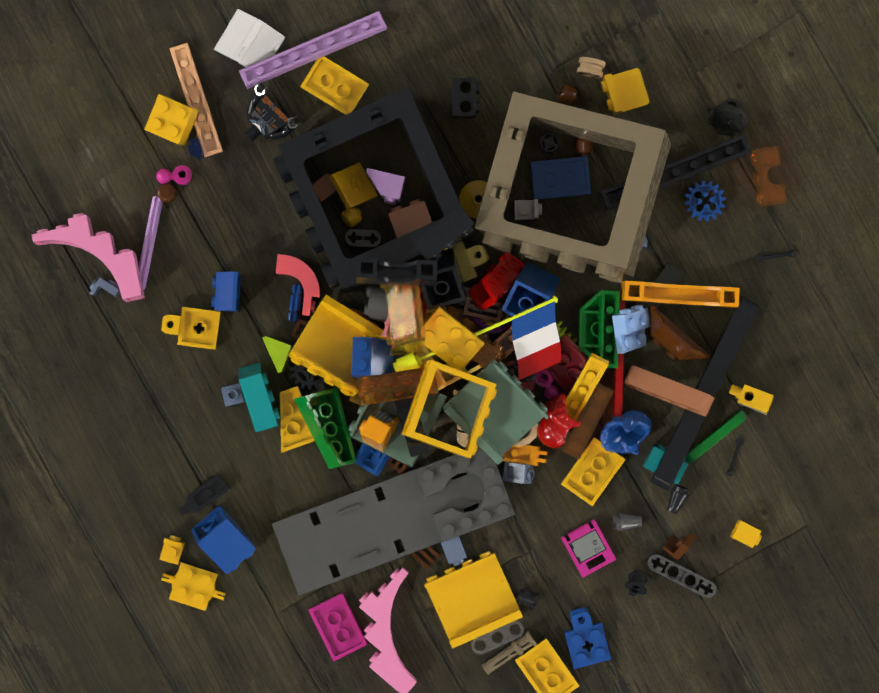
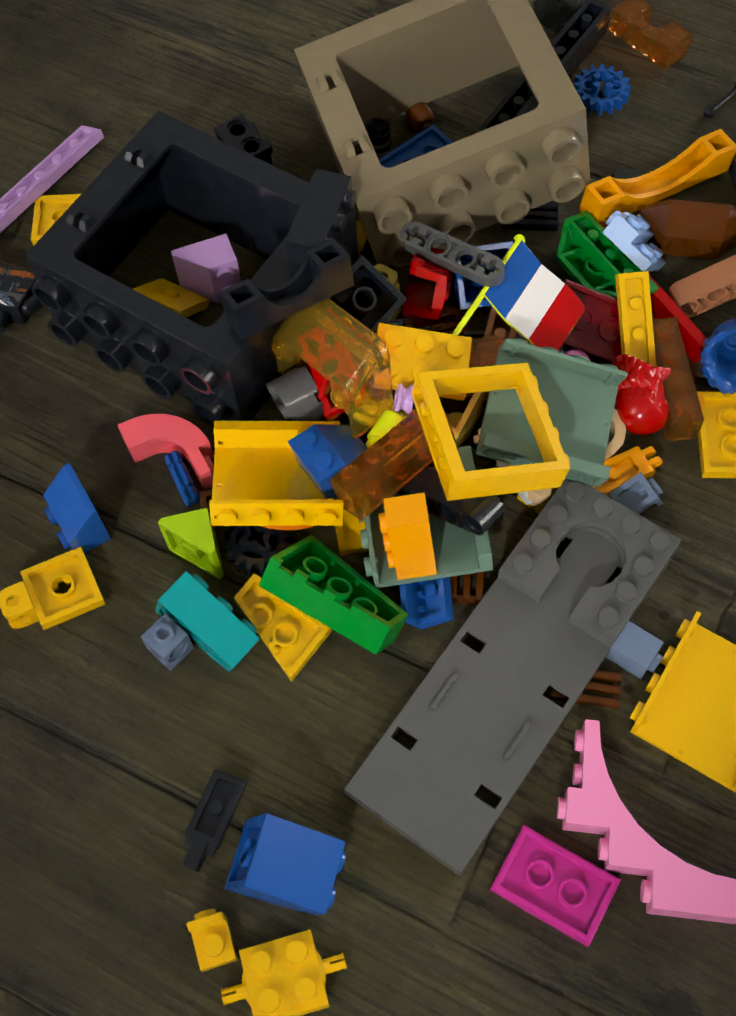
camera: 30 degrees left, 25 degrees down
(424, 355) = (403, 399): none -> lavender bush
(512, 284) = (454, 250): none -> dark grey beam

